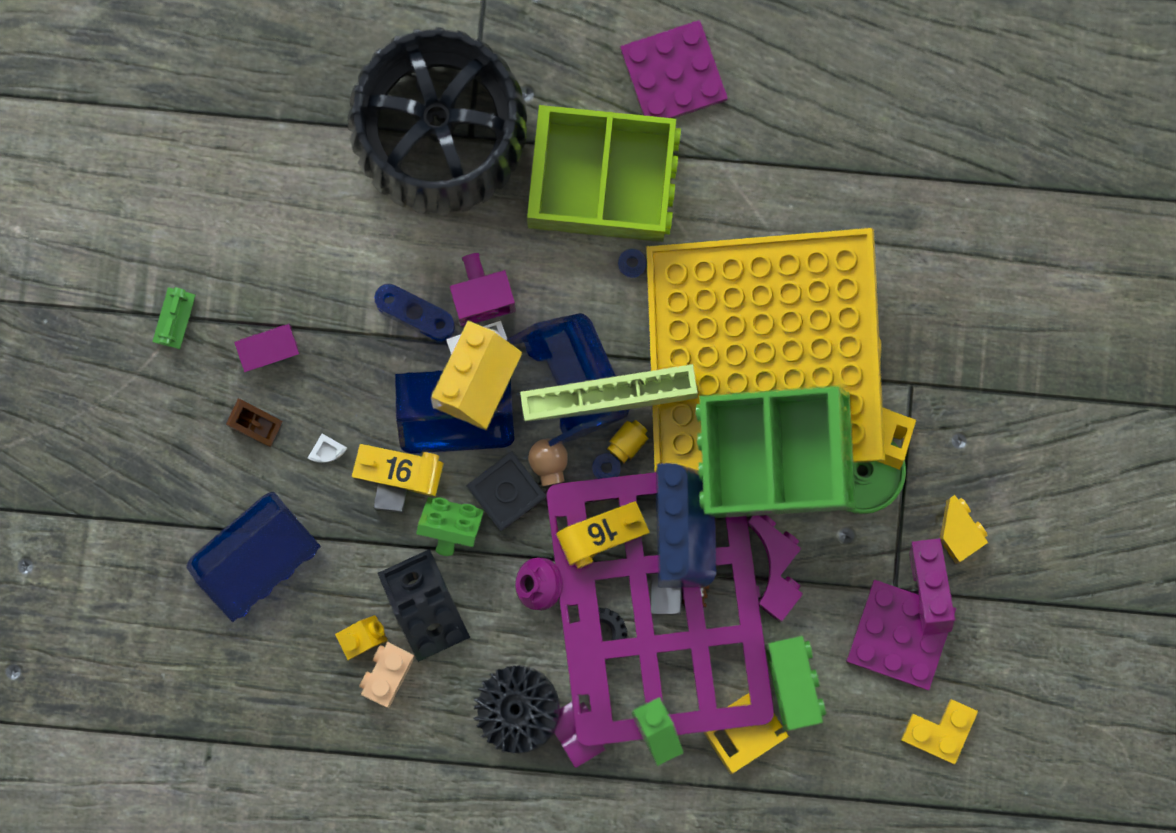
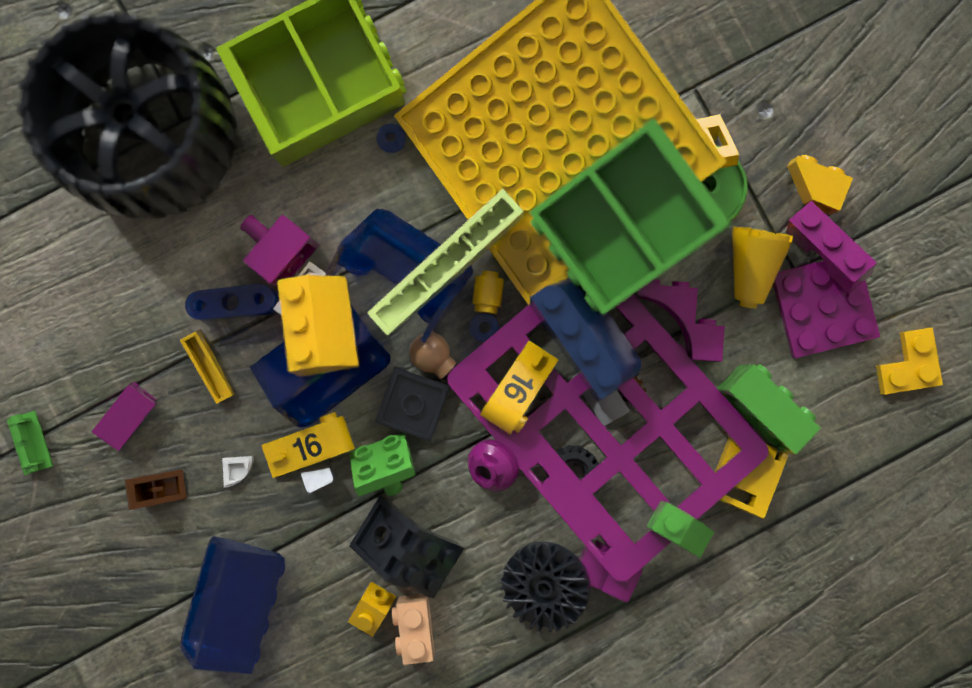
camera: 30 degrees left, 5 degrees up
(359, 350) = (207, 366): none -> yellow piece
(864, 560) = (756, 263): none -> yellow cone

